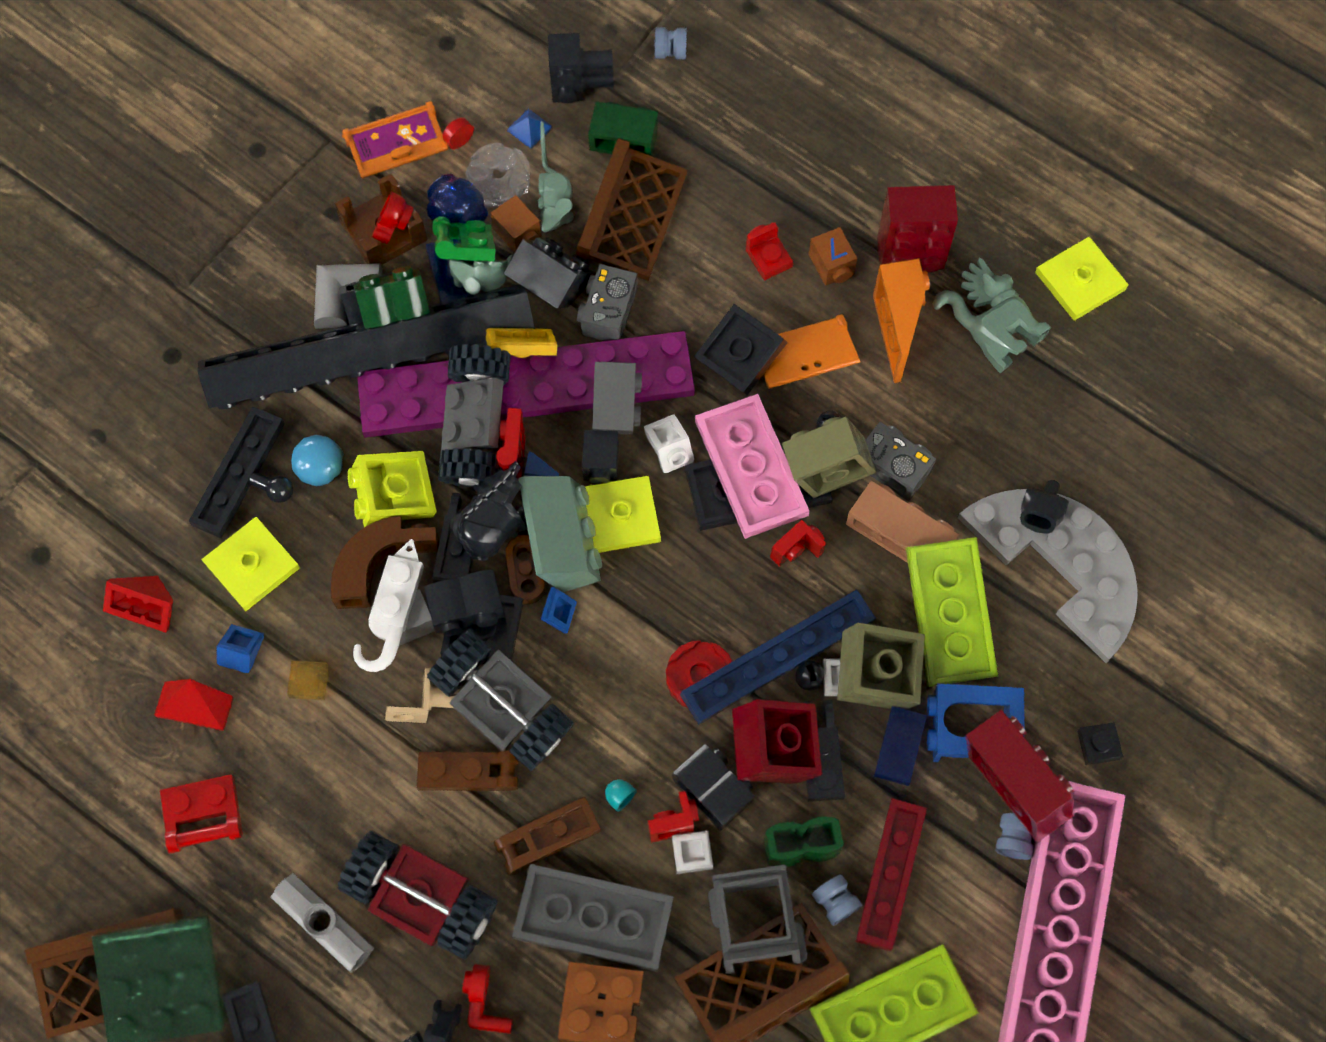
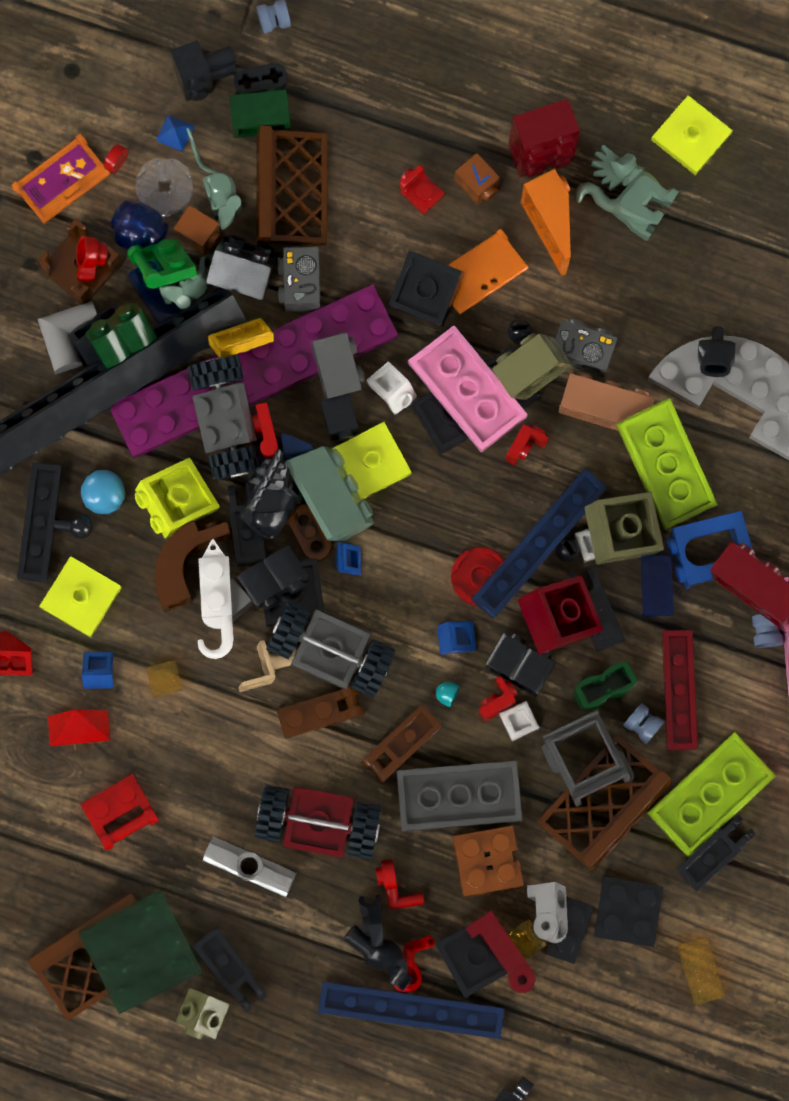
camera: 20 degrees left, 10 degrees up
(638, 96) = (258, 74): none -> black beam
(651, 734) = (456, 637): none -> blue slope

